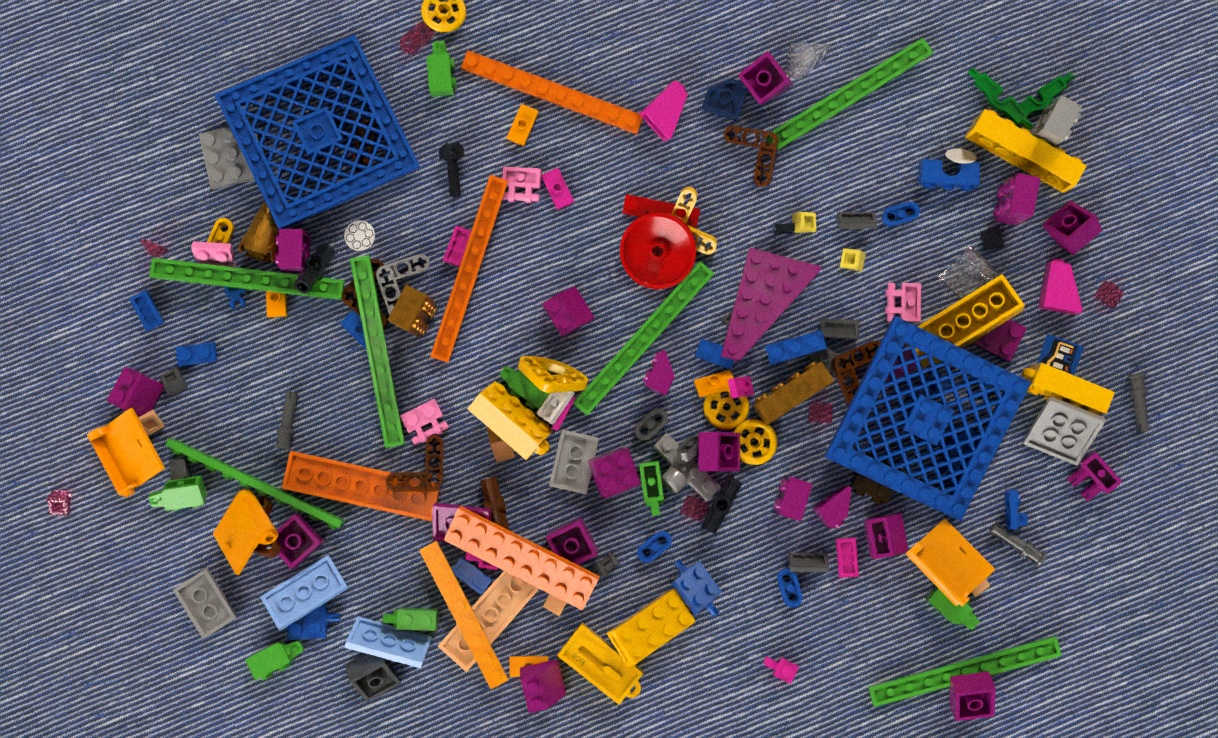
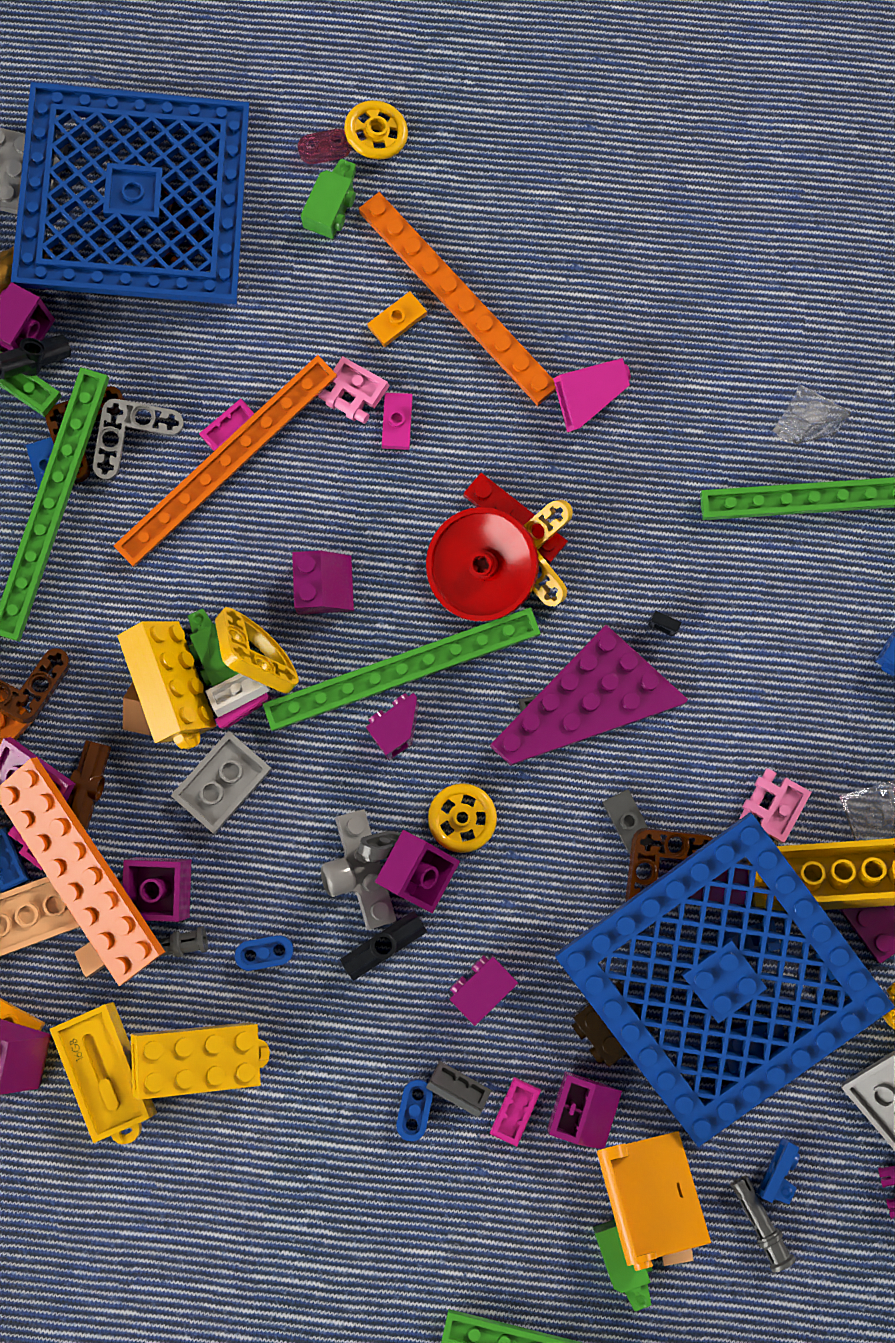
camera: 30 degrees right, 5 degrees down
(359, 235) = (115, 350): white sticker -> none
(413, 311) = (116, 472): pearl gold brick -> none
(421, 416) = (60, 617): bright pink plate -> none
(452, 165) = (279, 321): black piece -> none
(614, 472) = (264, 824): magenta brick -> none
(651, 425) = (350, 787): dark grey plate -> none
(651, 485) = (304, 869): bright green hinge -> none
(694, 508) = (346, 931): clear pink slope -> none
(696, 587) = (288, 1039): blue plate -> none
(711, 353) = (480, 735): blue plate -> none
(713, 383) = (463, 778): light orange plate -> none
(725, 99) = (677, 419): dark blue plate -> none
(740, 387) = (494, 800): dark pink plate -> none
(763, 149) = (691, 506): reddish brown beam -> none
(765, 78) = (743, 417): magenta slope -> none
(769, 433) = (499, 884): yellow plate -> none
(783, 669) = (346, 1218): dark pink plate -> none
(793, 393) = (560, 845): pearl gold brick -> none
(796, 347) = (595, 786): blue arch -> none
(804, 222) = (696, 630): light yellow slope -> none
(820, 413) = (584, 894): clear pink slope -> none
(834, 508) = (532, 1033): magenta slope -> none
(840, 329) = (668, 795): dark grey plate -> none
(852, 259) = (735, 713): light yellow slope -> none
(856, 220) = (768, 663): dark grey plate -> none
(899, 214) = (830, 686): blue plate -> none

